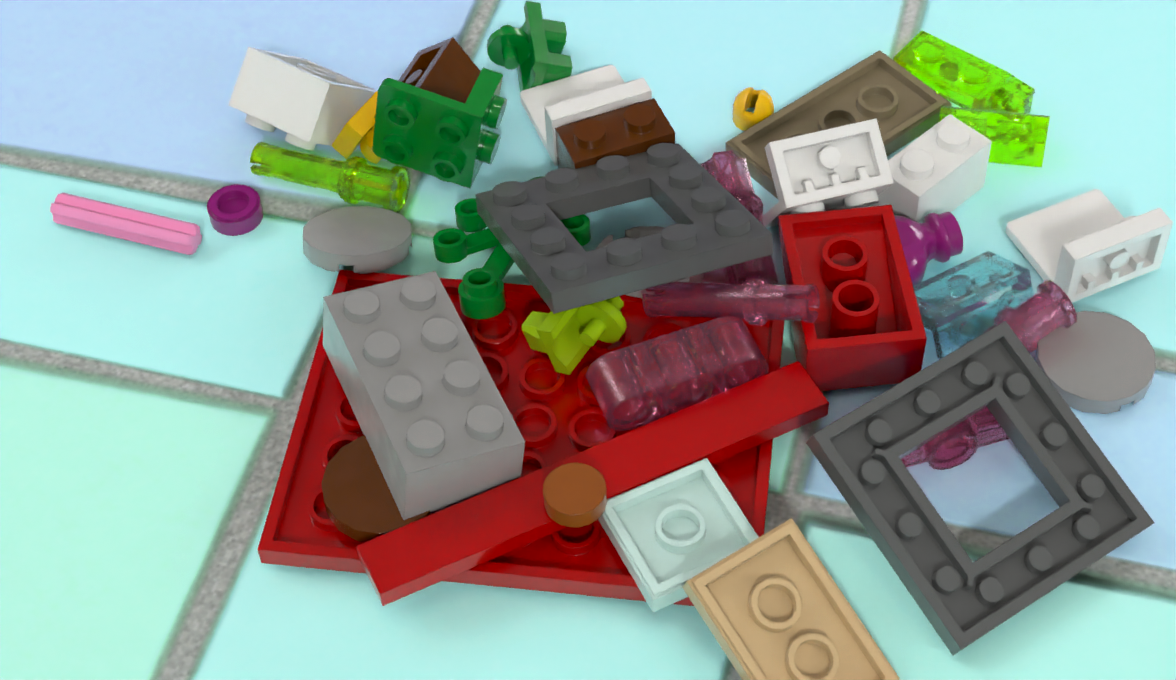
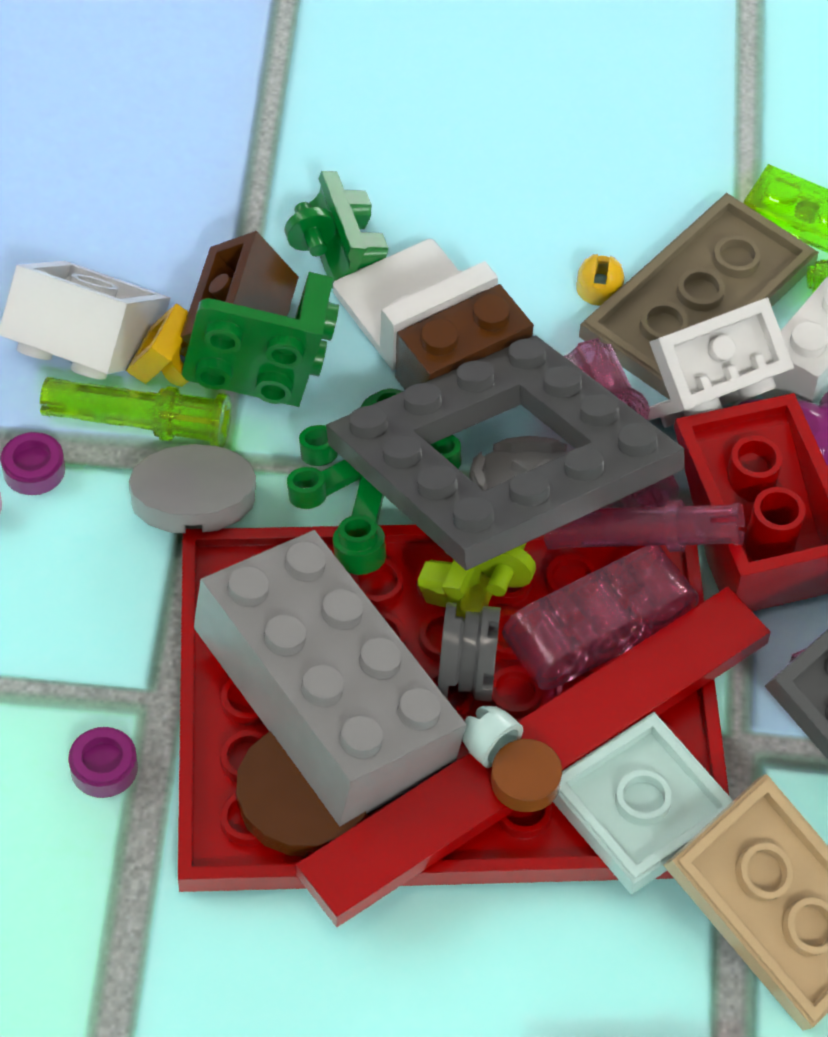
camera: 15 degrees left, 5 degrees up
(226, 450) = (103, 762): none -> magenta tile
(548, 453) = (489, 733): none -> light aqua hinge
(549, 387) = (469, 651): none -> dark grey wheel

